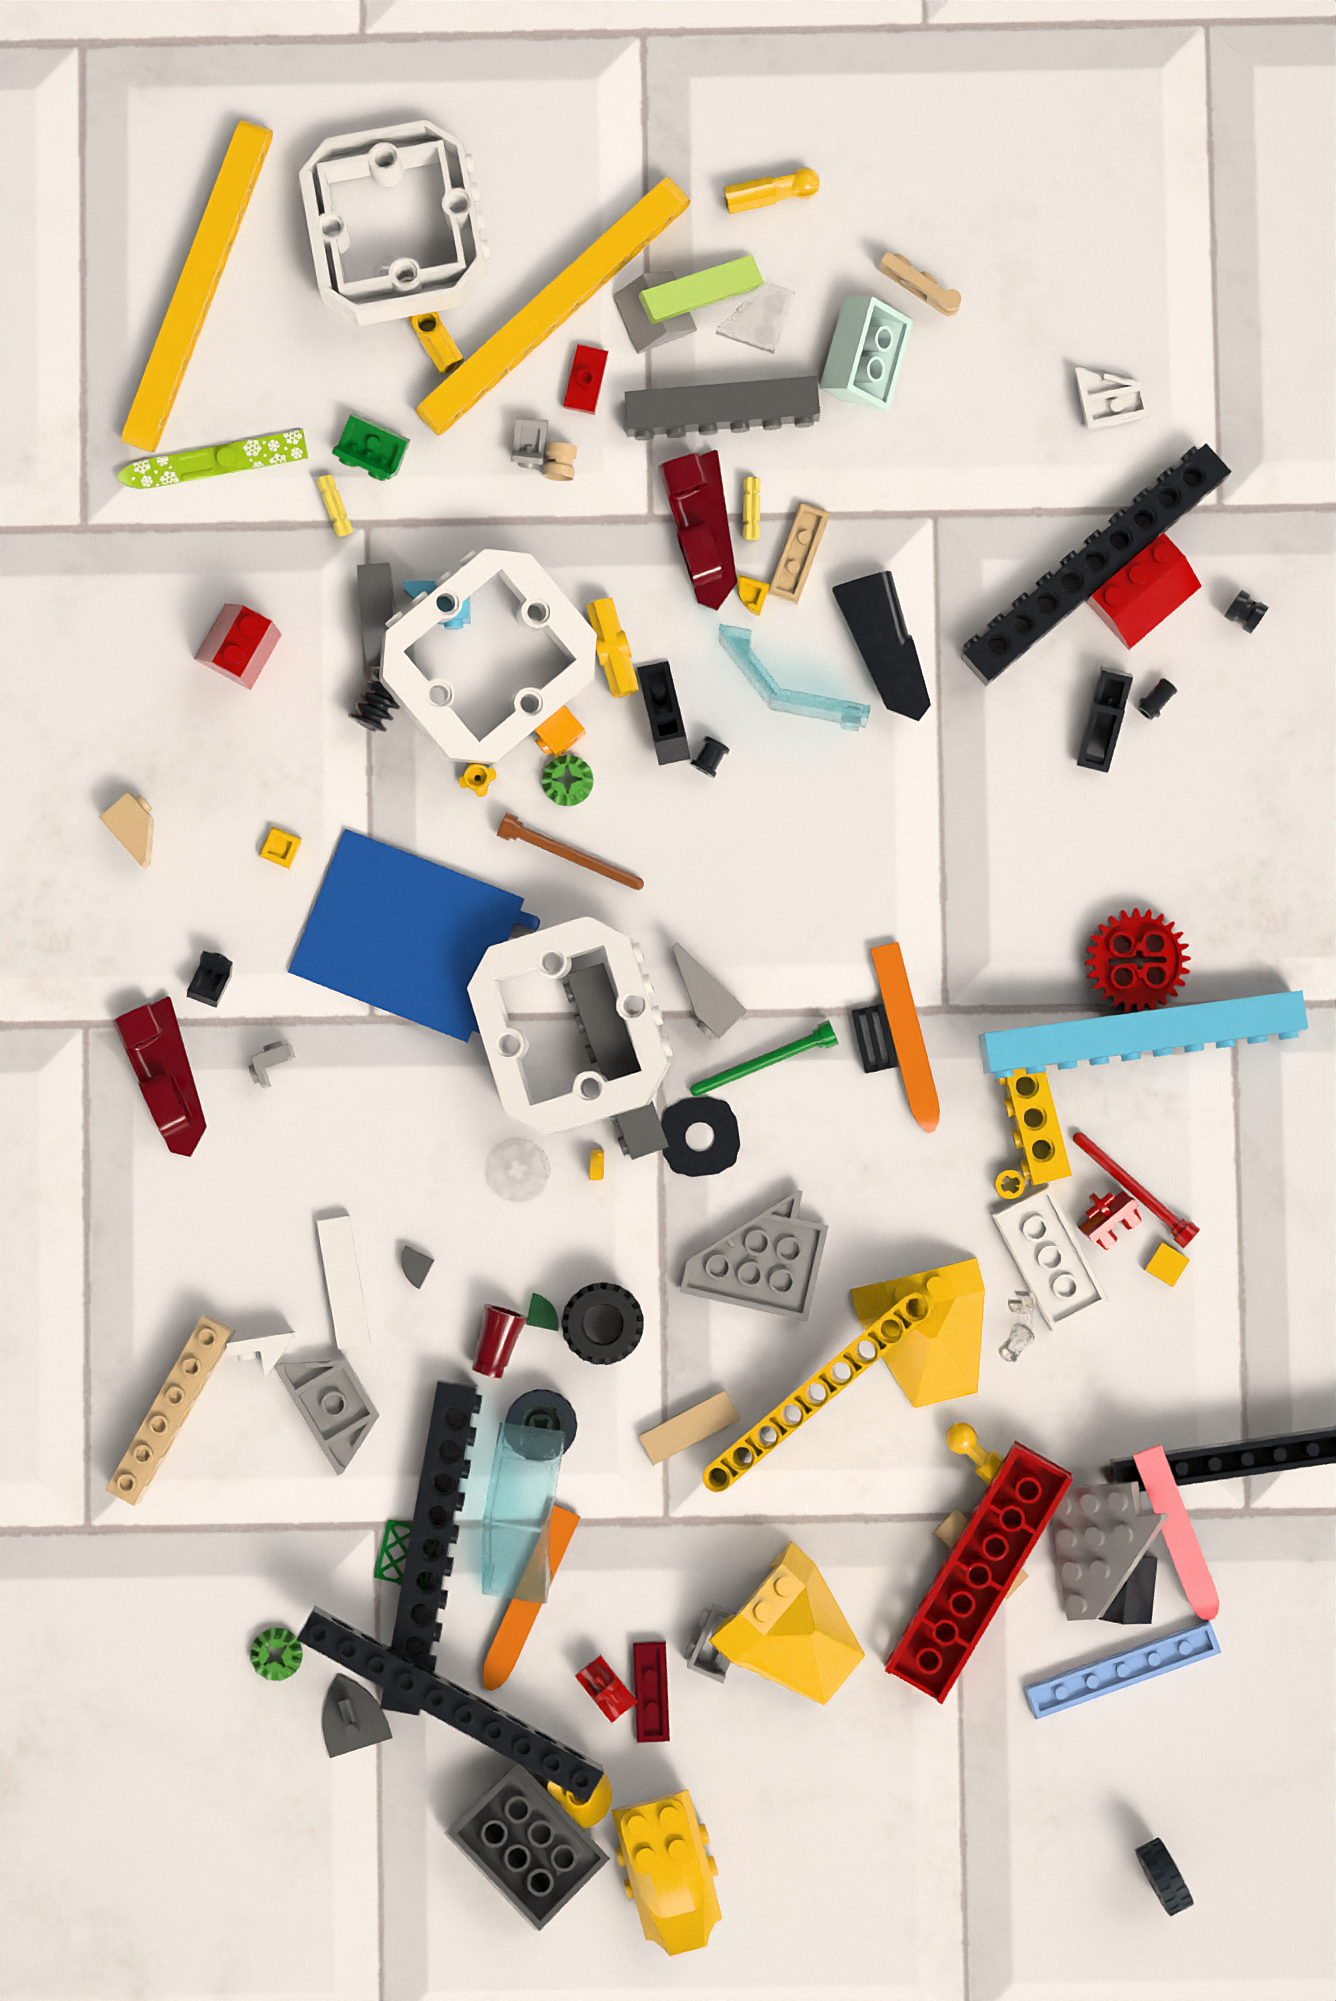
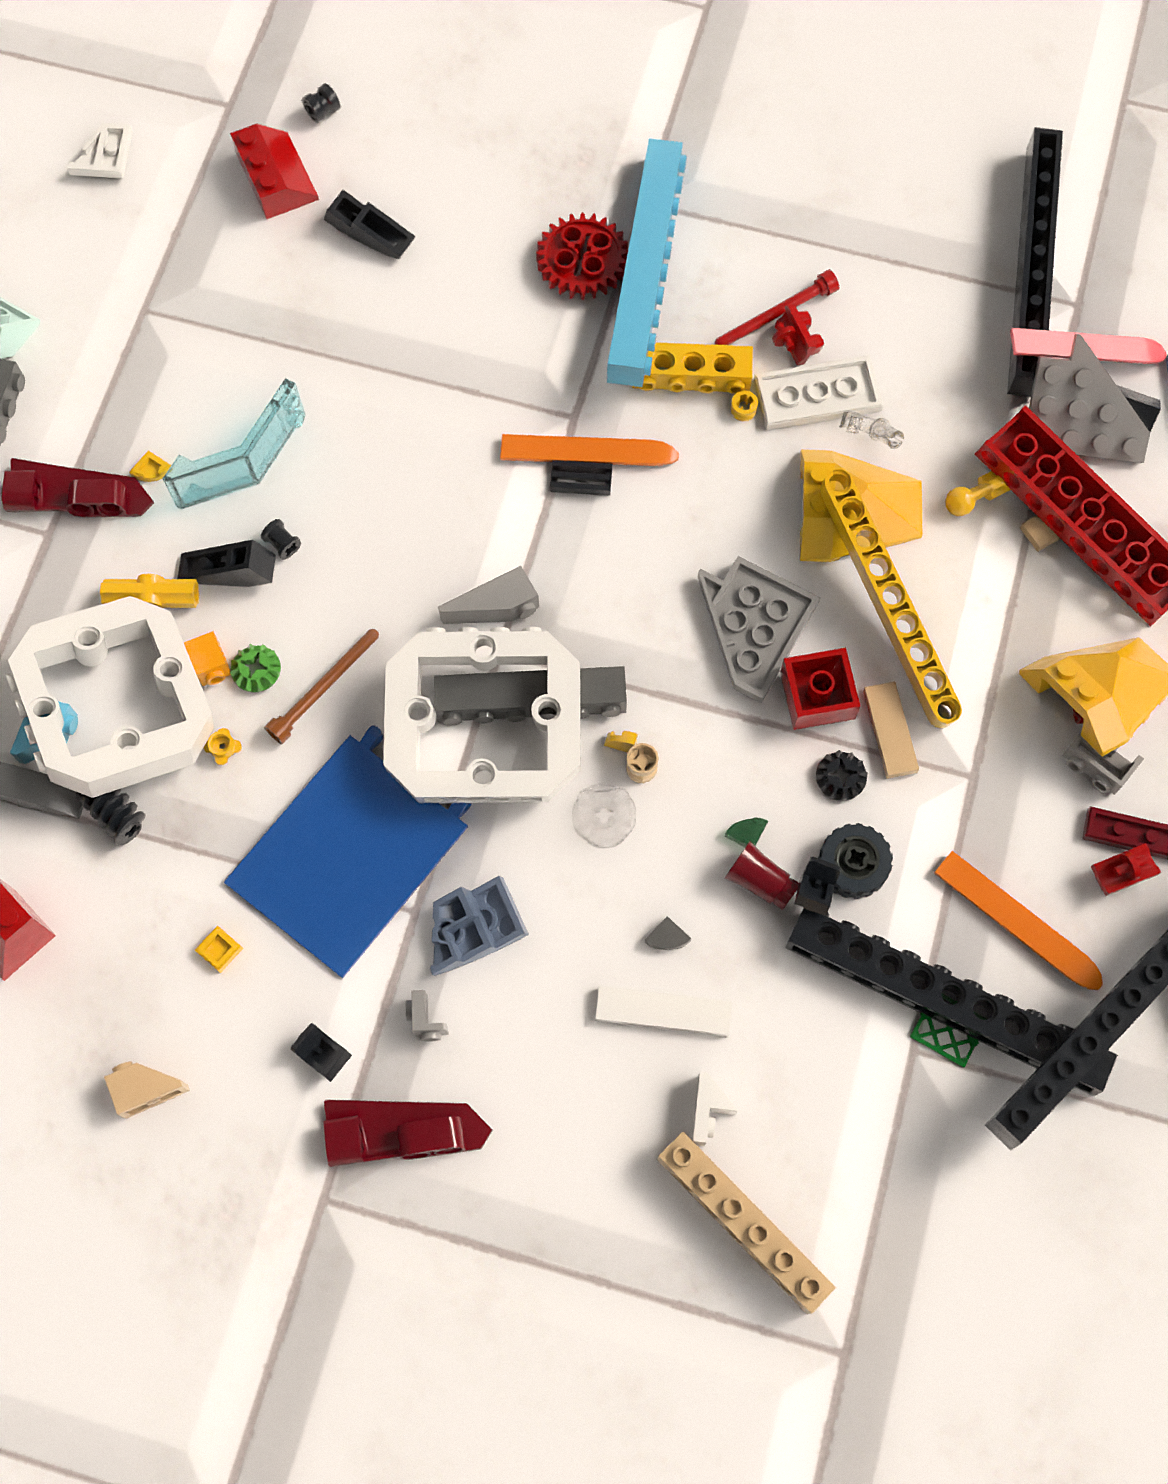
camera: 80 degrees left, 15 degrees down
(276, 1638) = (1017, 1204): bright green gear -> none
(332, 1406) = (783, 1056): light grey wing -> none
(352, 1718) = (1102, 1131): dark grey shield -> none
(373, 1080) = (474, 925): none -> sand blue slope
(495, 1395) = (817, 885): none -> black bracket
(520, 1513) = (938, 895): clear light blue windscreen -> none
(578, 1196) = (643, 756): none -> tan wheel
(582, 1344) = (777, 749): black tyre -> none
(633, 1376) = (831, 785): none -> black gear
(704, 1346) = (819, 688): none -> red slope
(725, 1127) = (640, 629): black piece -> none
(751, 508) = (75, 447): light yellow axle -> none
(798, 553) = (131, 421): tan tile -> none
(821, 1037) = (565, 515): green piece -> none
(883, 640) = (225, 372): black panel -> none
(1156, 699) = (371, 191): black pin -> none
(1167, 1264) = (849, 305): yellow tile -> none
(1210, 474) = (238, 201): black brick -> none

